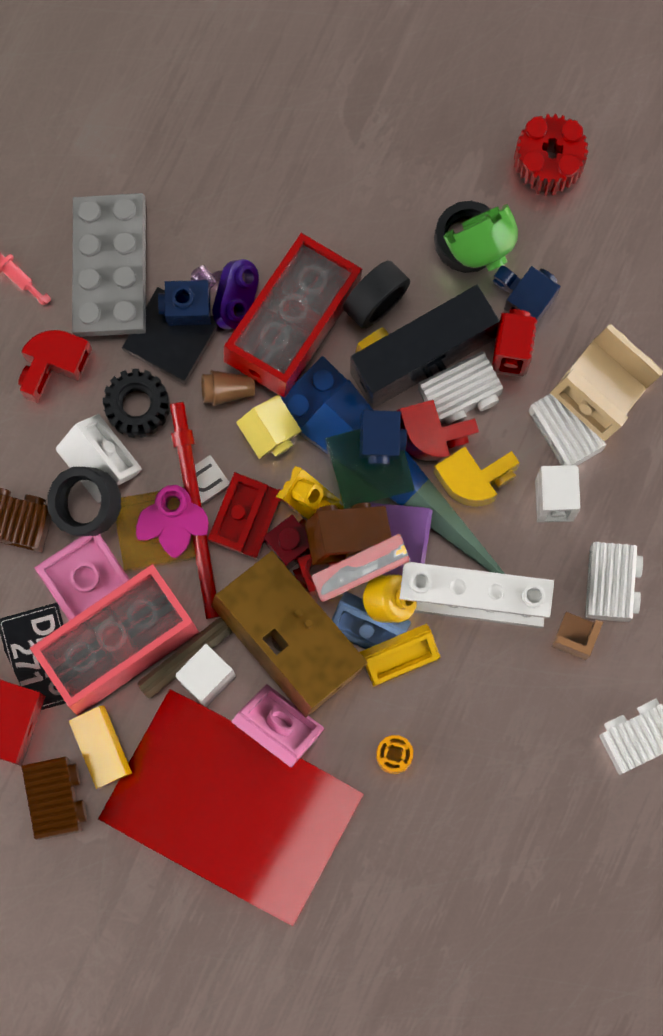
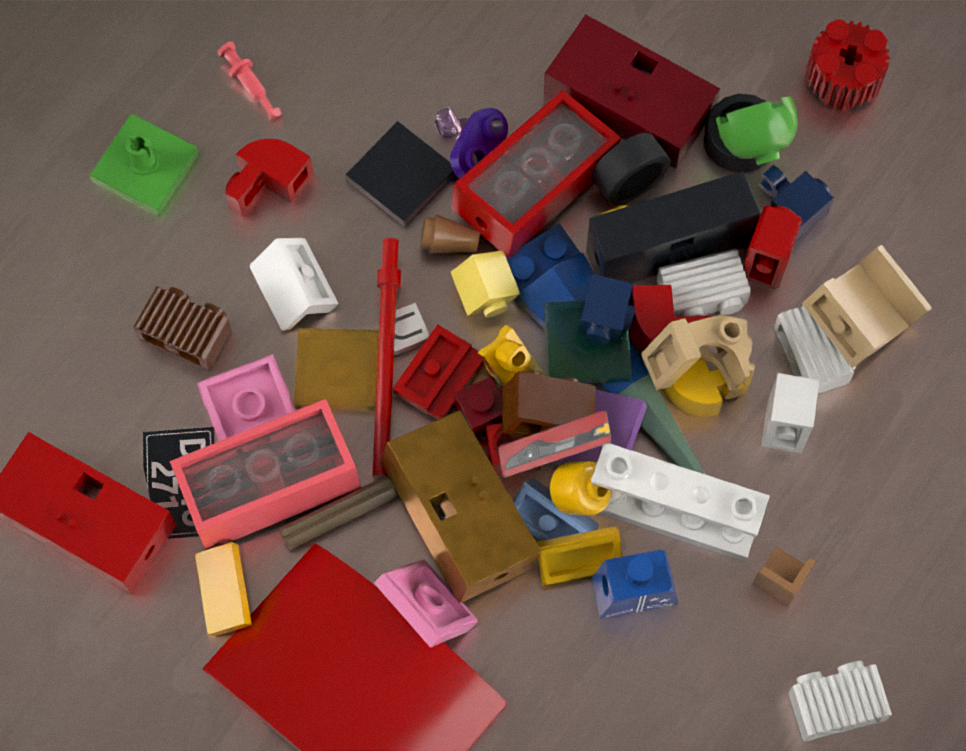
camera: 10 degrees right, 10 degrees down
(53, 797) = (157, 634): reddish brown brick -> none
(58, 501) = (245, 304): black tyre -> none
(109, 265) = (350, 90): light grey plate -> none
(136, 382) = (341, 213): black tyre -> none
(172, 526) = (355, 366): dark pink plate -> none
(186, 303) = (424, 139): dark blue brick -> none
(205, 675) = (358, 530): white panel -> none
(361, 216) = (632, 88): none -> dark red brick
(394, 759) = (551, 672): light orange wheel -> none
(451, 460) = (686, 342): none -> tan tile
(452, 671) = (634, 584): none -> blue torso
(613, 582) = (834, 523): white brick -> none

